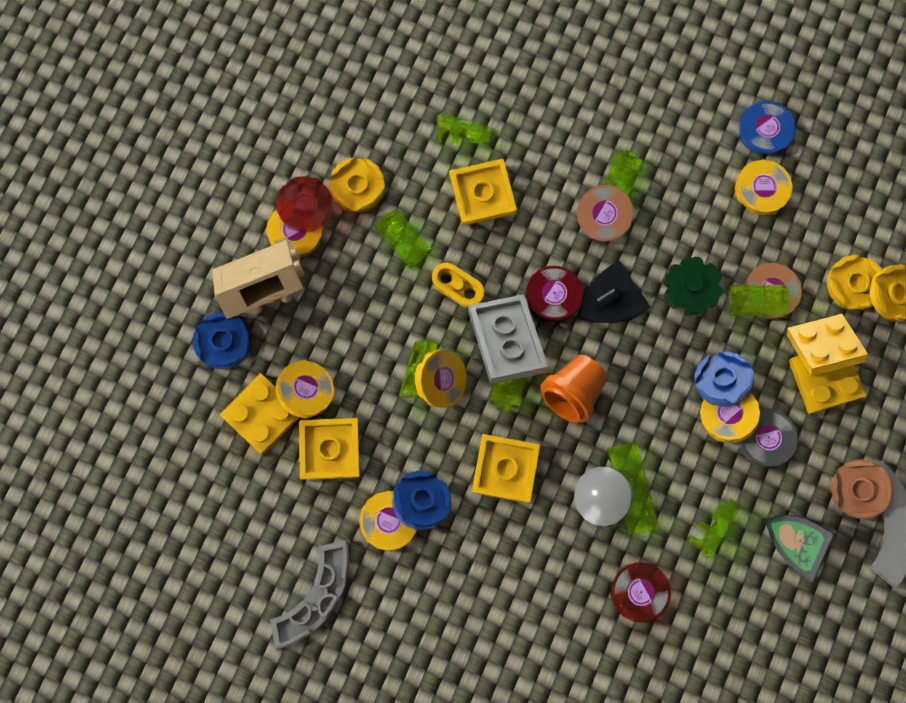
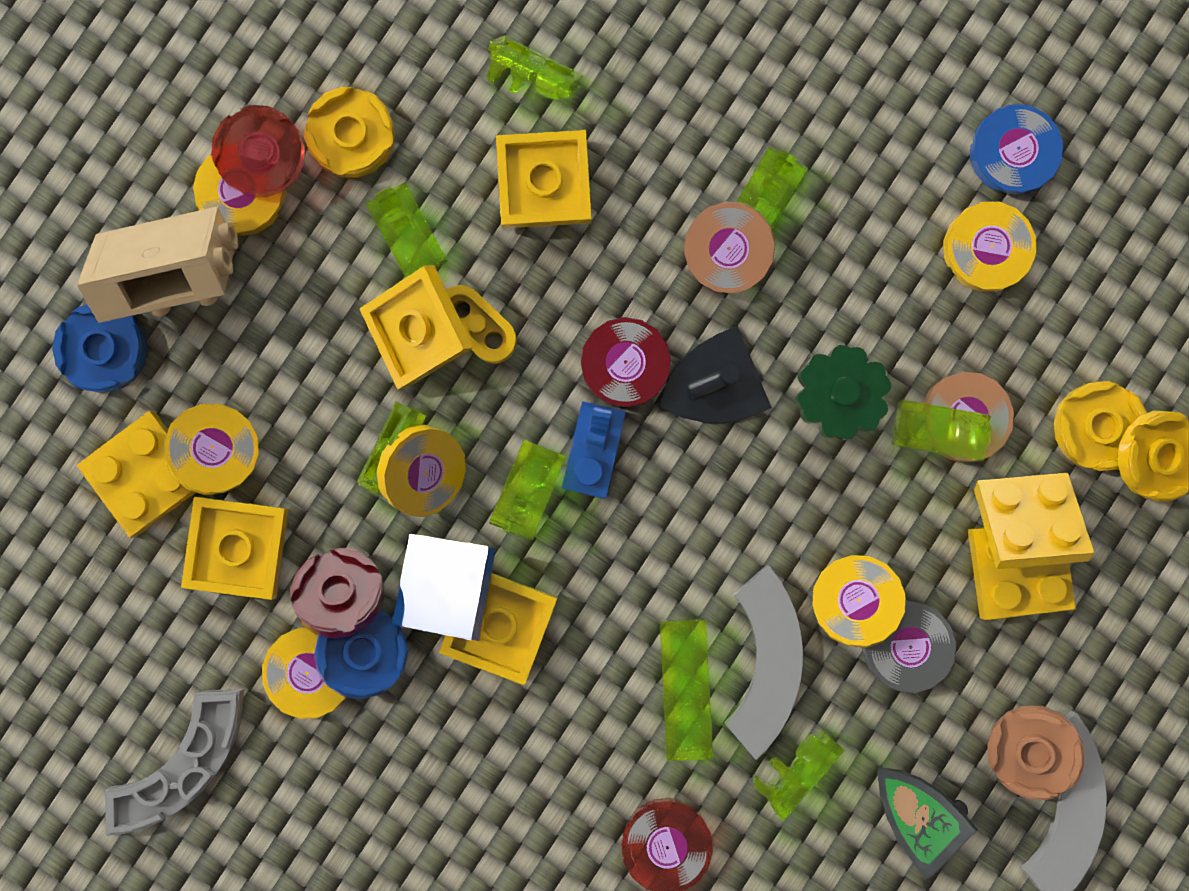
camera: 10 degrees right, 10 degrees up
(400, 464) = (337, 593): none -> tile
(421, 292) = (416, 327): none -> yellow plate
(467, 448) = (444, 587): none -> tile
(507, 339) = (536, 426): light grey plate -> none
(550, 341) = (593, 450): none -> blue plate
(574, 389) = (626, 523): orange piece -> none
(603, 496) = (637, 695): light grey dish -> none
(687, 463) = (777, 664): none -> light grey tile
(724, 379) = (861, 546): tile -> none

